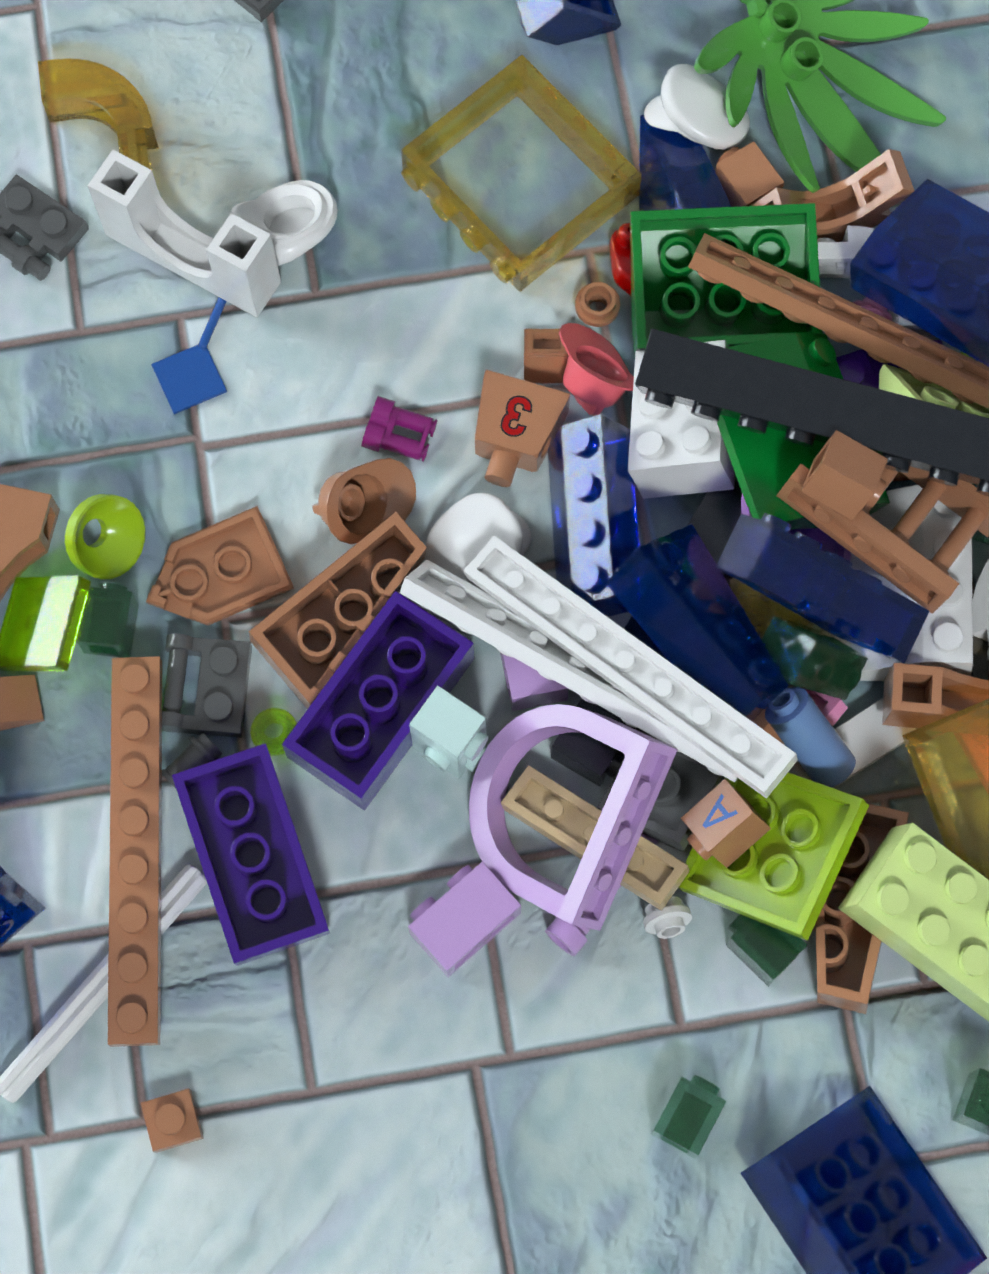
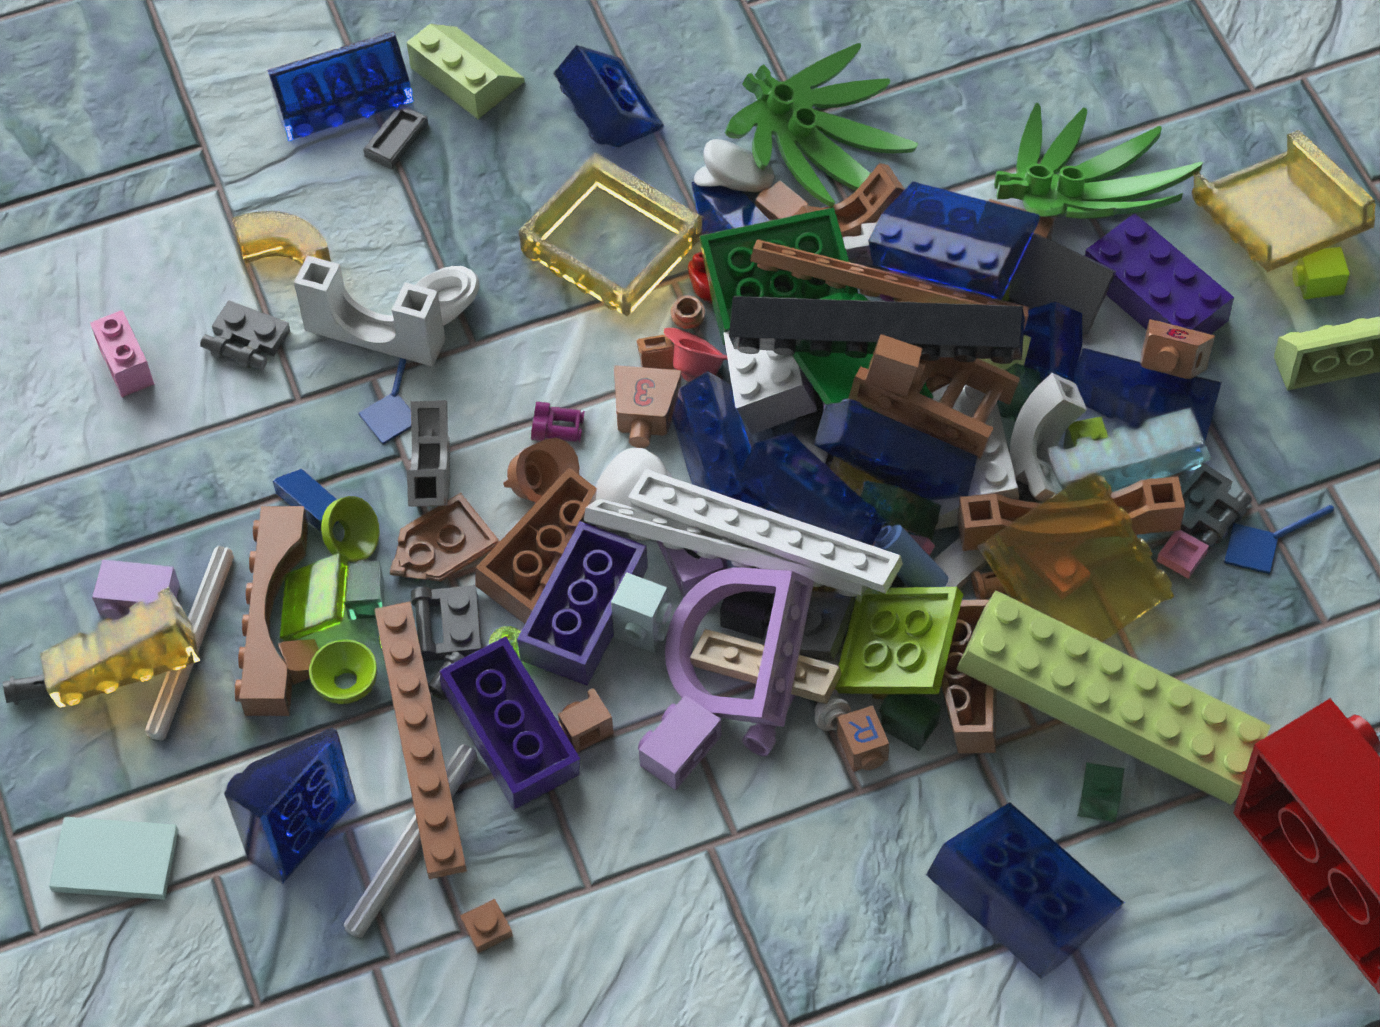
camera: 10 degrees left, 15 degrees down
(44, 717) = (341, 658): none -> lime piece
(63, 470) = (302, 490): none -> blue slope
(224, 467) = (430, 461): none -> light grey arch
(347, 866) = (586, 721): none -> nougat brick
(689, 1115) = (878, 844): clear green brick -> none
(699, 964) = (863, 739): none -> nougat brick
(724, 824) = (860, 629): nougat brick -> none
(900, 776) = (985, 585): none -> nougat bush

